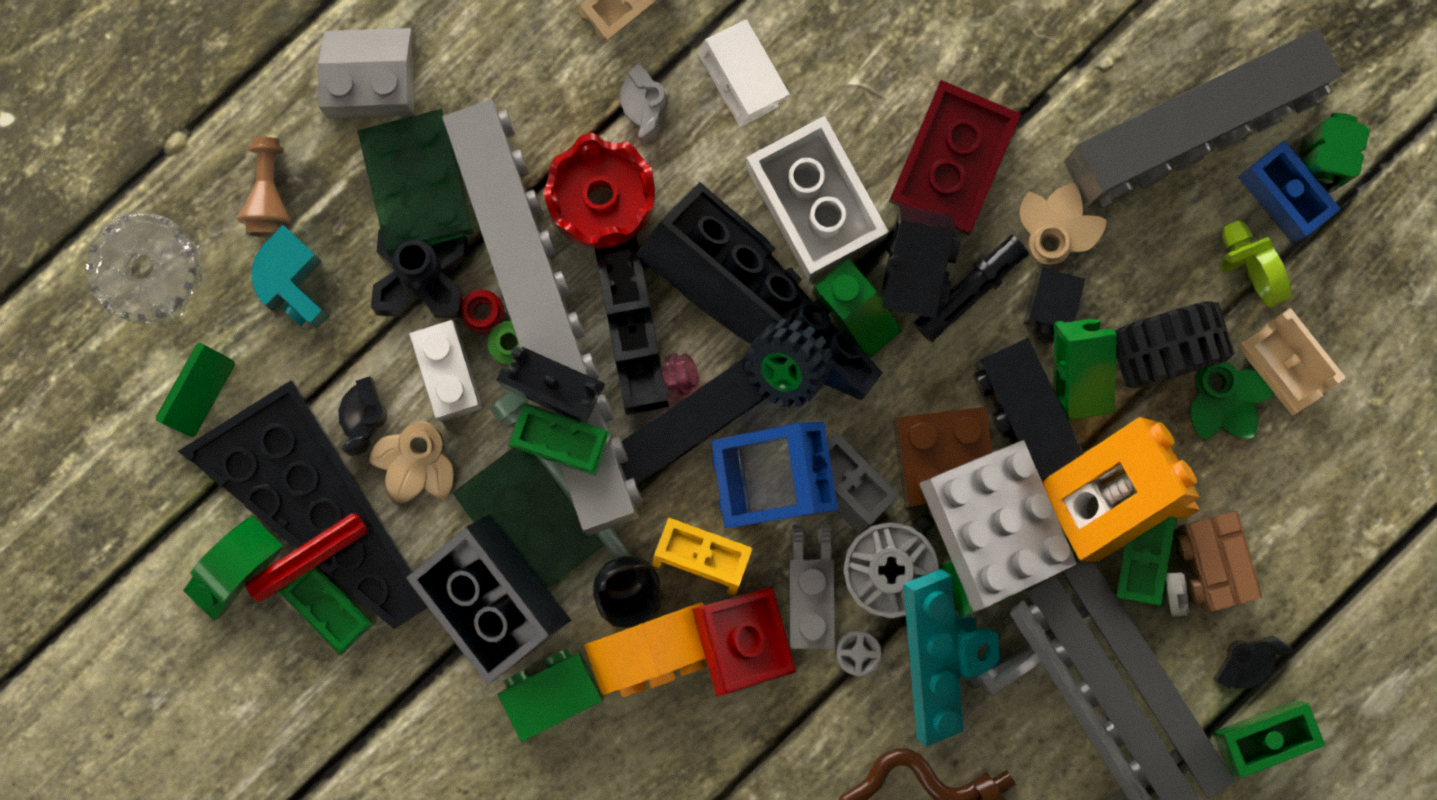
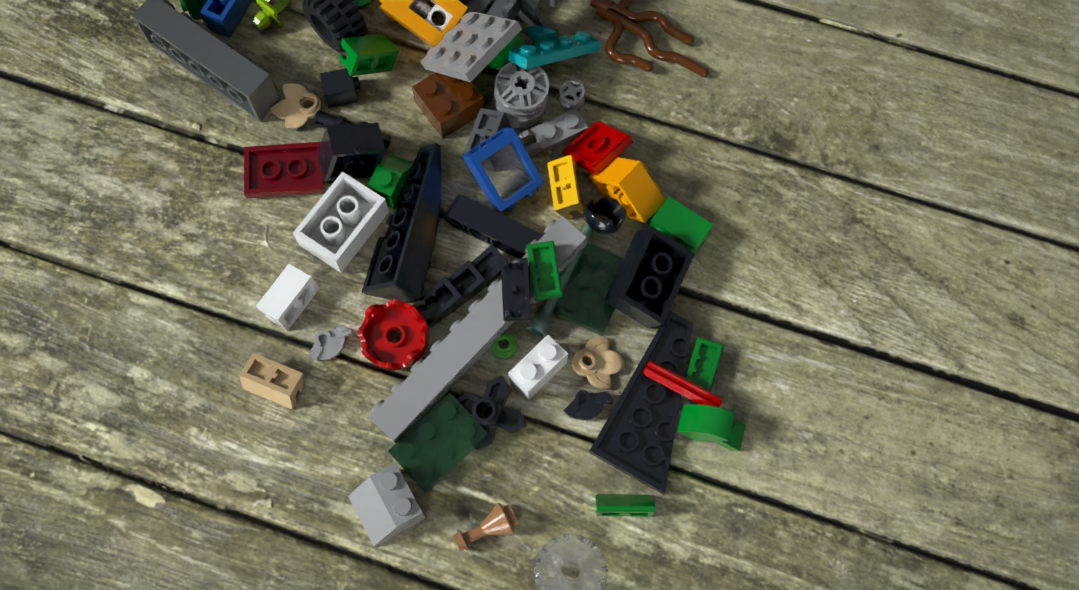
camera: 115 degrees left, 15 degrees down
(279, 271) = (528, 491): teal brick -> none
(478, 298) = (490, 362): red plate -> none
(680, 373) = (474, 247): clear pink plate -> none
(788, 363) = (439, 186): black wheel -> none
(1027, 406) = (402, 71): black brick -> none

